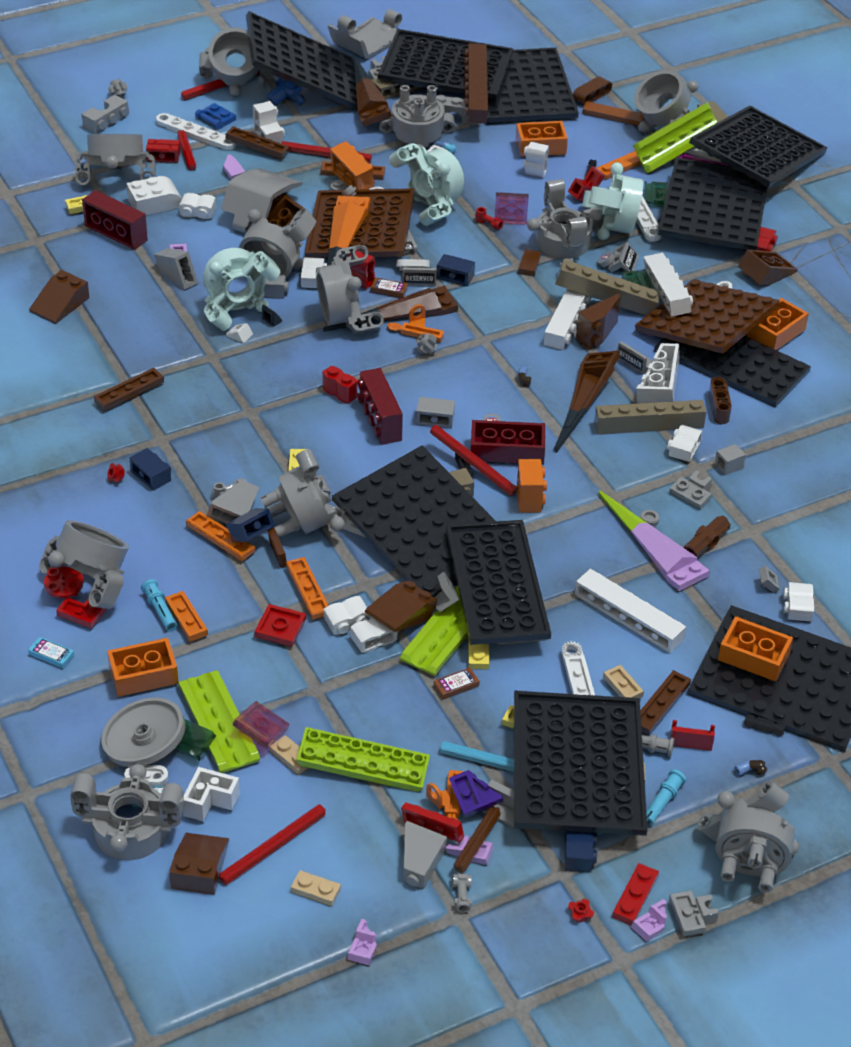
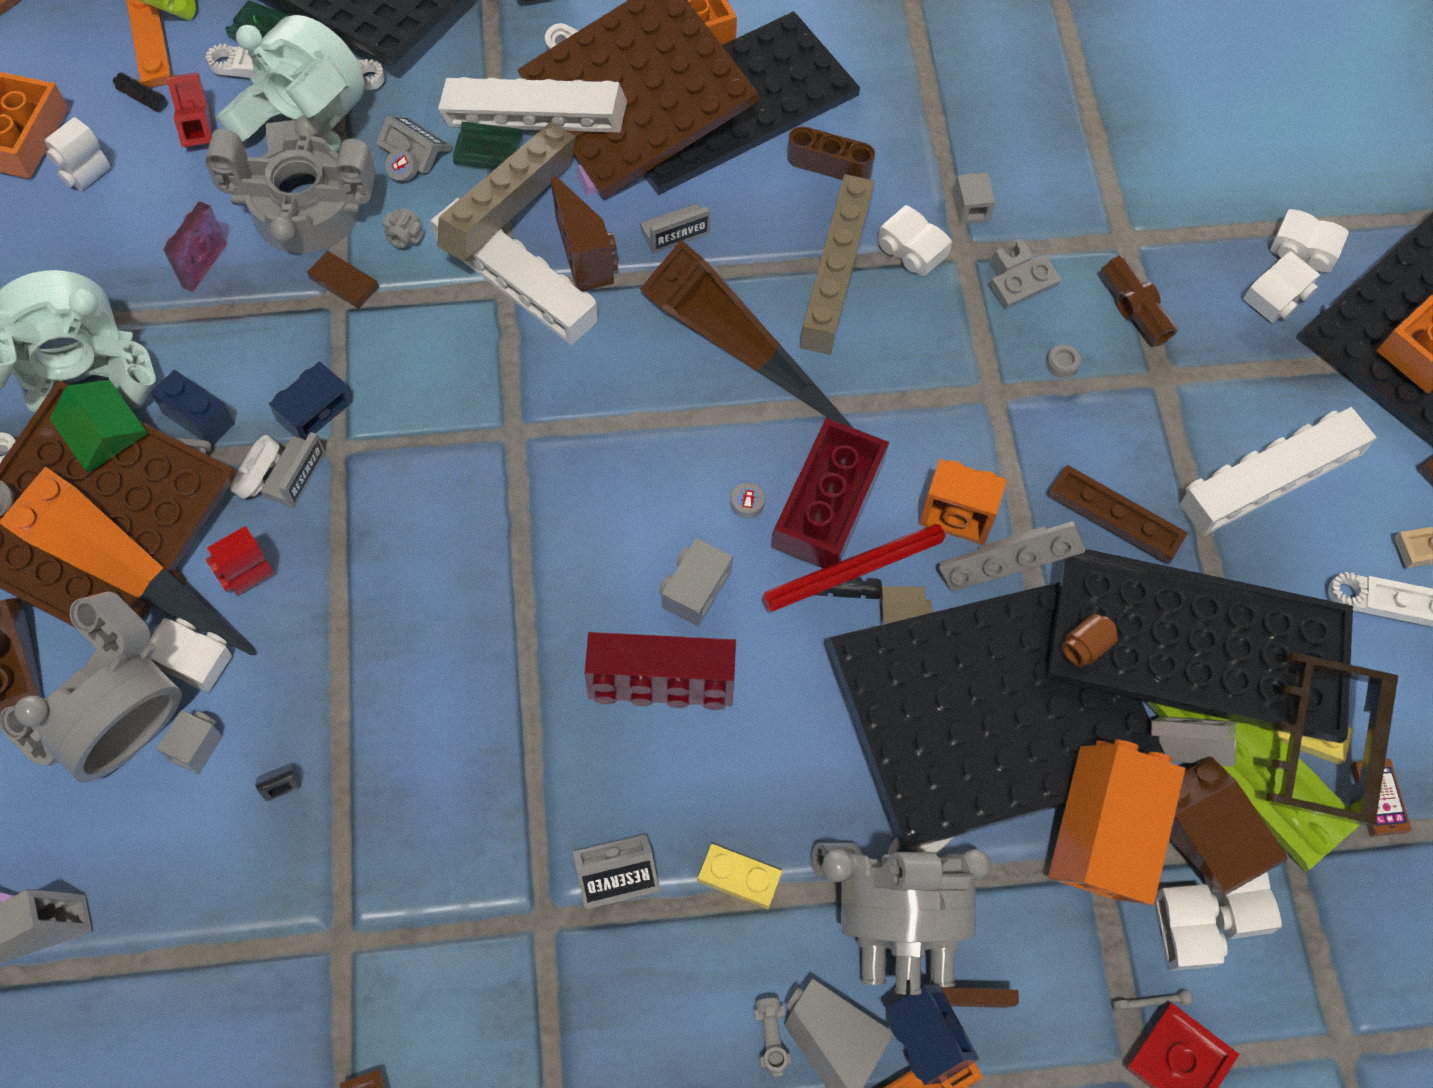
camera: 70 degrees left, 20 degrees up
(226, 267) = (177, 818): light aqua piece -> none
(240, 333) = (294, 861): white slope -> none
(280, 423) = (616, 871): none -> panel
(307, 587) = (1094, 974): orange plate -> none
(312, 625) = (1184, 997): none -> light grey hinge
(339, 292) = (323, 628): light grey piece -> none
(339, 384) = (546, 724): red brick -> none
(380, 561) = (1117, 822): none -> orange brick
(389, 287) = (295, 533): tile -> none
(400, 204) = (95, 422): none -> green slope
(416, 325) = (441, 528): orange piece -> none
(426, 343) = (502, 527): light grey gear -> none
(430, 236) = (192, 407): none -> dark blue brick
(436, 302) = (375, 494): reddish brown plate -> none
(468, 528) = (1090, 640): none -> dark orange brick
(481, 217) = (172, 303): red bar -> none
(499, 641) = (1380, 705): none -> dark brown hinge
(507, 505) = (1012, 555): none -> light grey bracket
(523, 379) = (655, 408): dark brown arm -> none
(564, 553) = (1118, 514): none -> reddish brown plate
(661, 377) = (752, 207): white wedge -> none
(673, 561) = (1167, 367): lavender plate -> none
(757, 594) = (1281, 287): none -> white brick
(769, 579) = (1252, 260): light grey plate -> none

